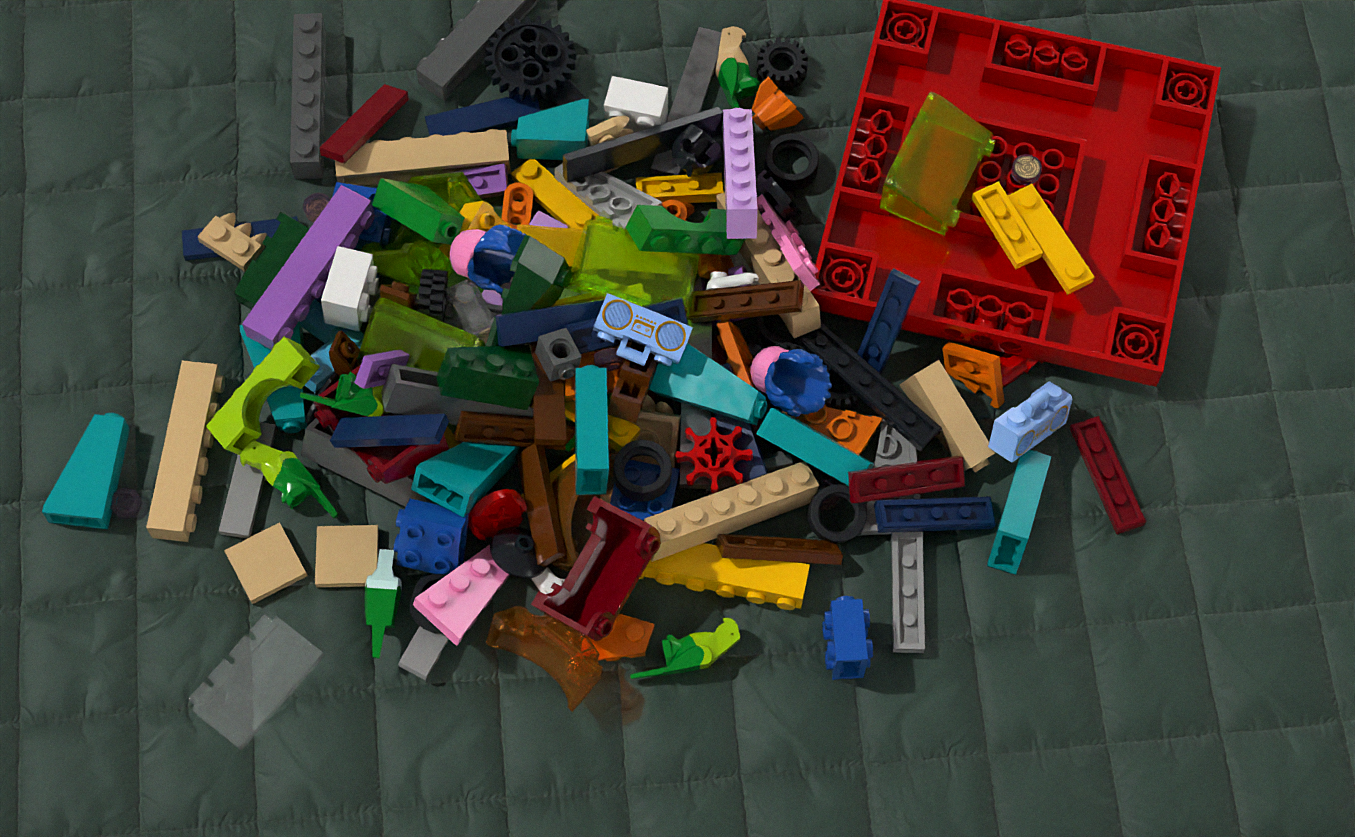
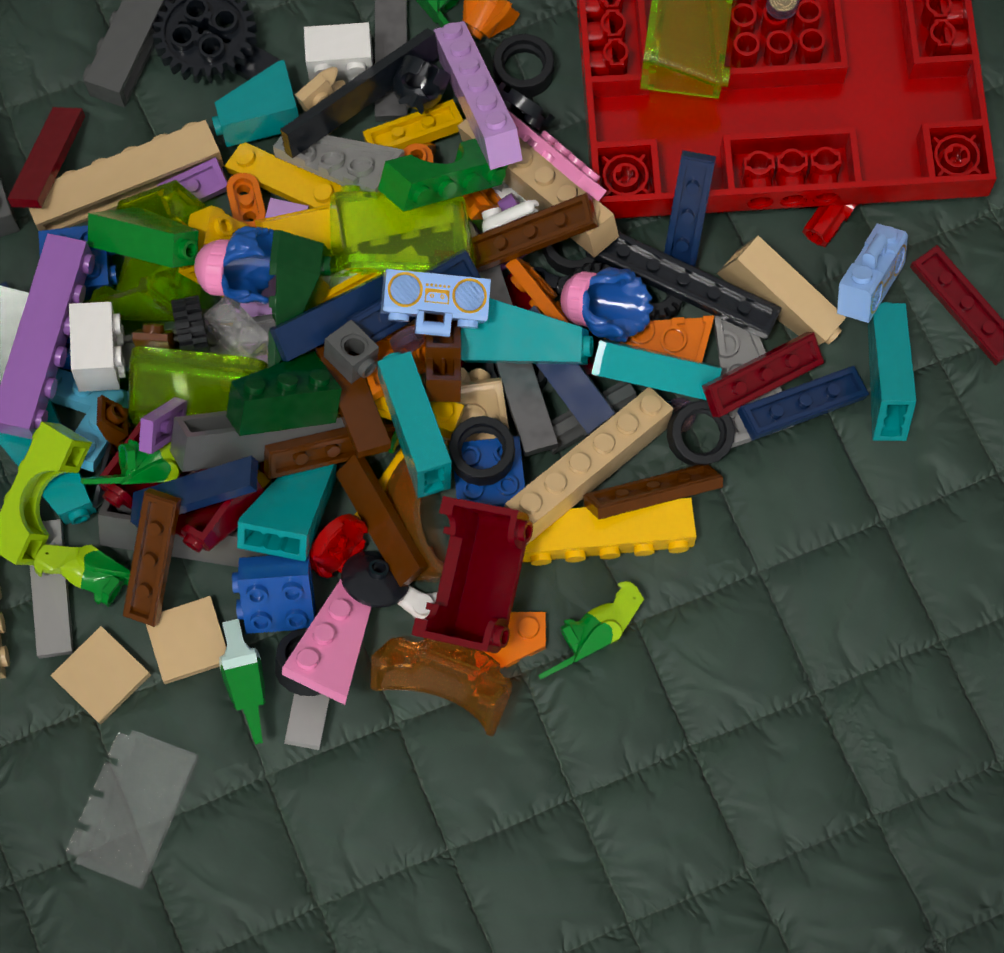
camera: 15 degrees left, 5 degrees up
(314, 205) = (23, 264): tile -> none
(338, 475) = (152, 557): none -> reddish brown tile
(482, 116) = (172, 112): dark blue tile -> none
(726, 455) = (562, 401): red gear -> none
(847, 630) = (758, 565): blue brick -> none
(907, 592) = (801, 495): light grey plate -> none
(976, 370) = (795, 234): orange wing -> none
(1007, 225) = (783, 68): yellow plate -> none
(1056, 246) = (831, 70): yellow plate -> none

